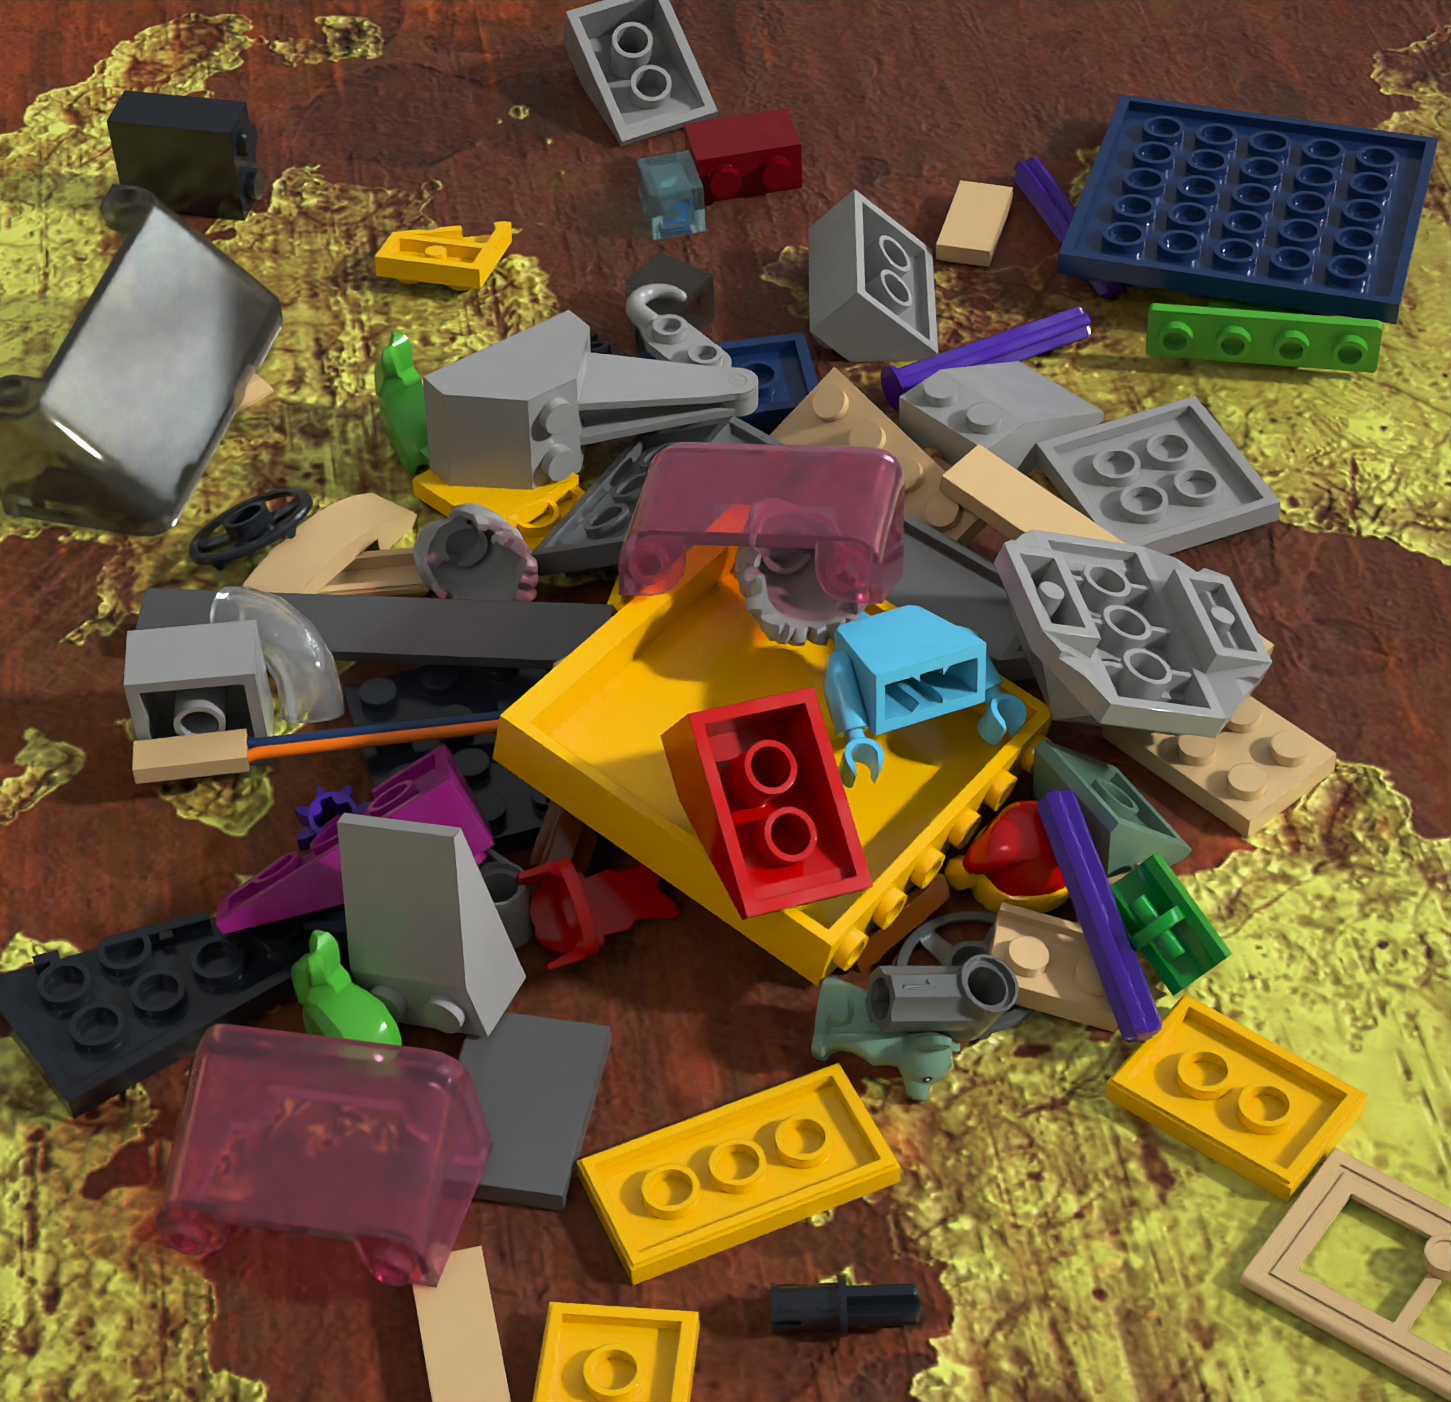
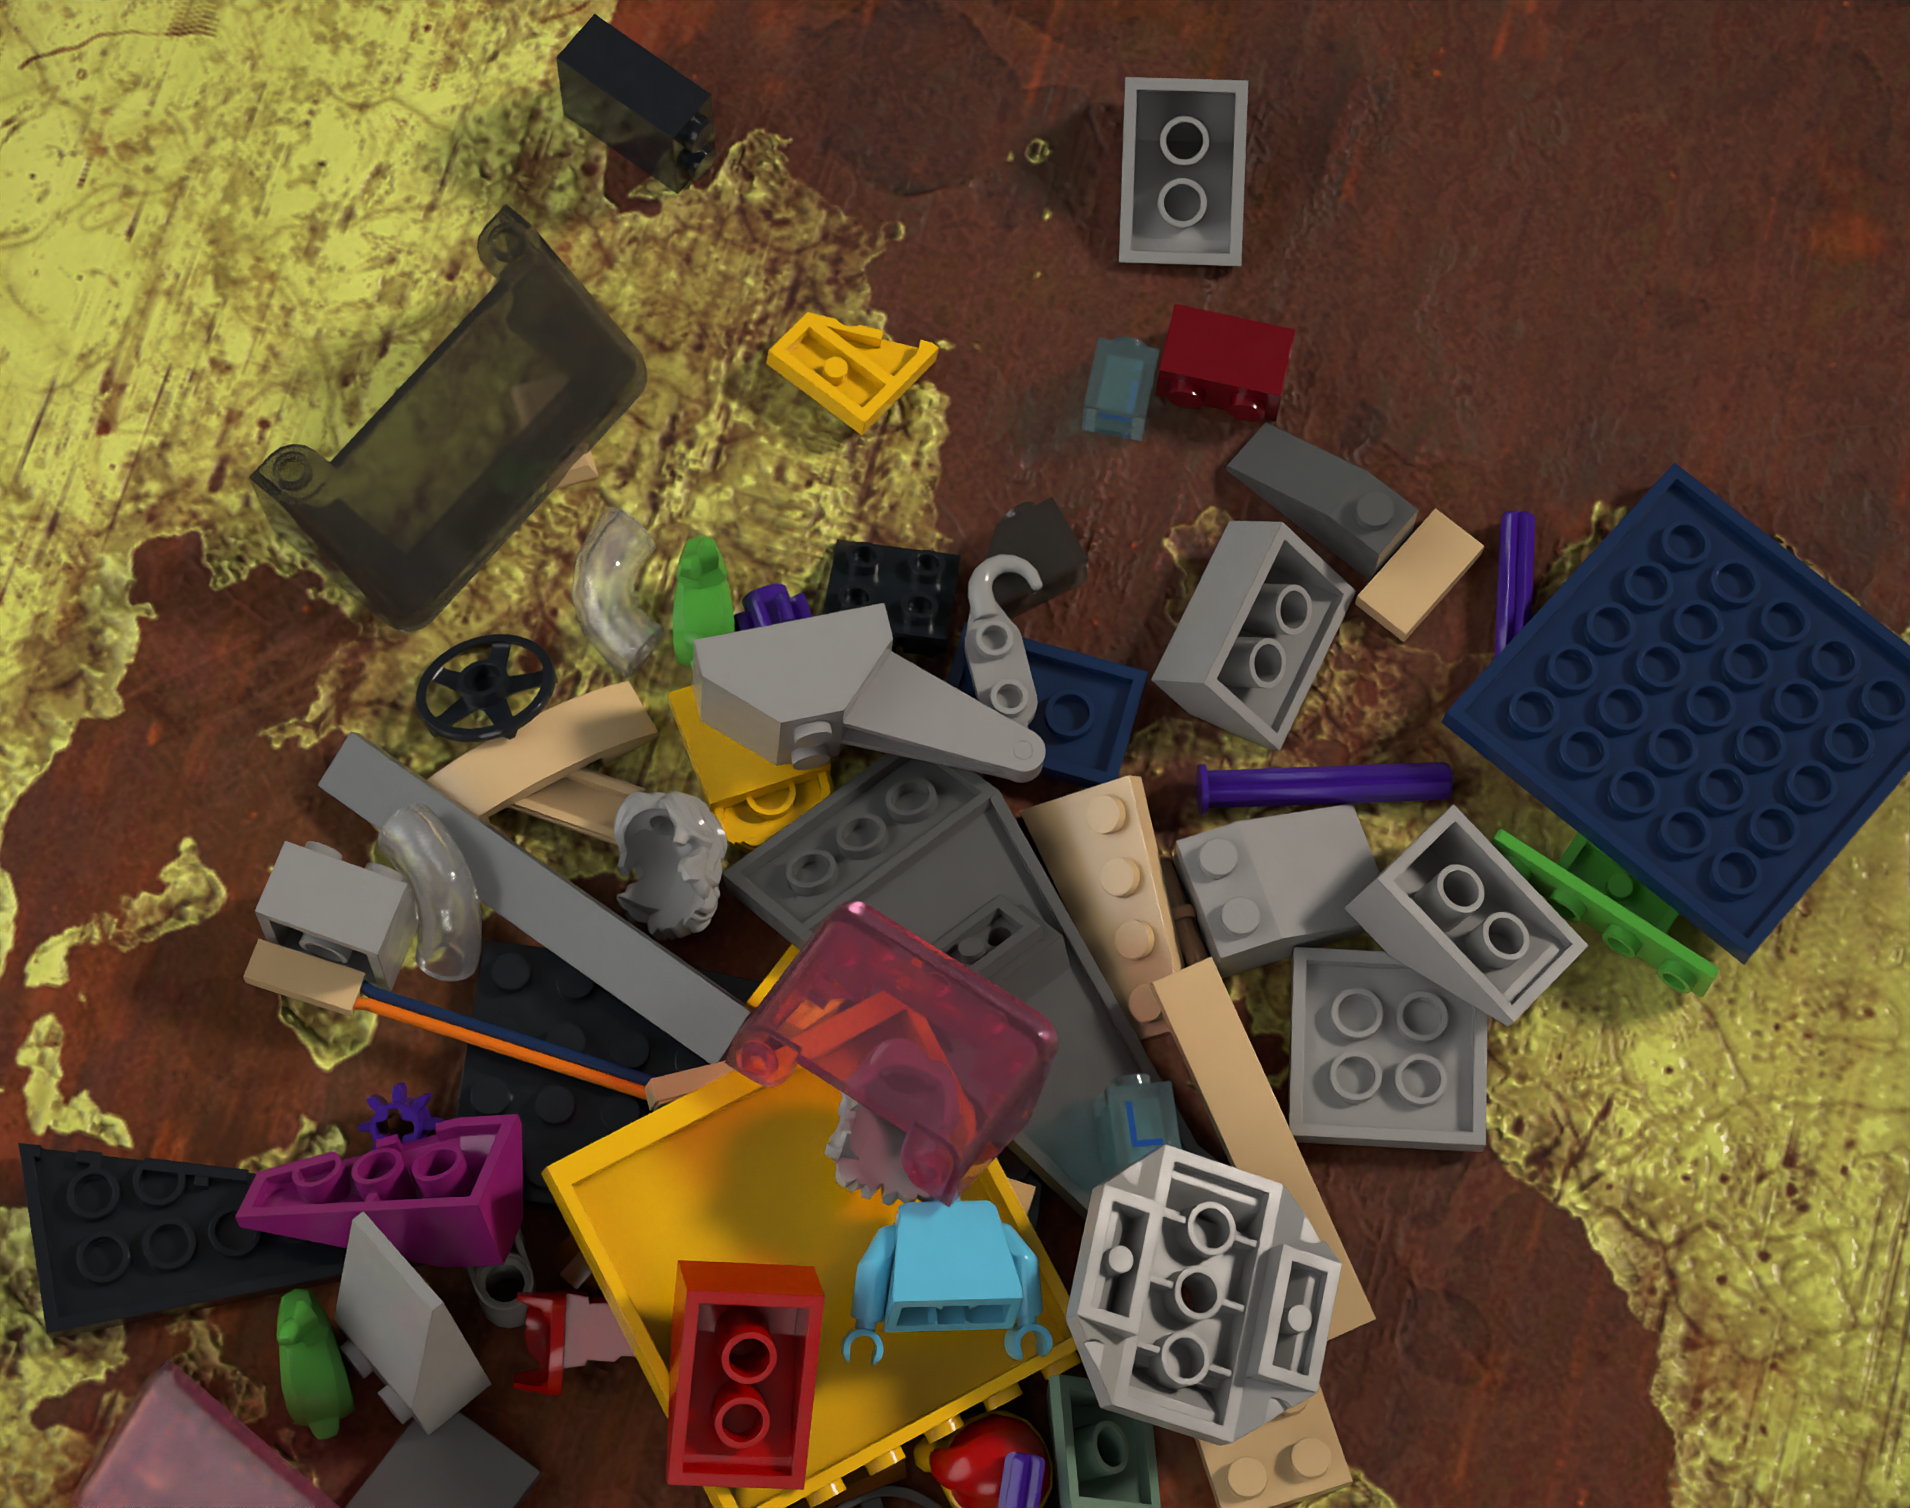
camera: 20 degrees right, 25 degrees up
(325, 441) = (606, 596): none -> clear cylinder
(905, 187) = (1326, 498): none -> dark grey slope
(973, 577) = (1134, 1120): none -> clear light blue brick
(1156, 367) = (1467, 920): none -> light grey slope

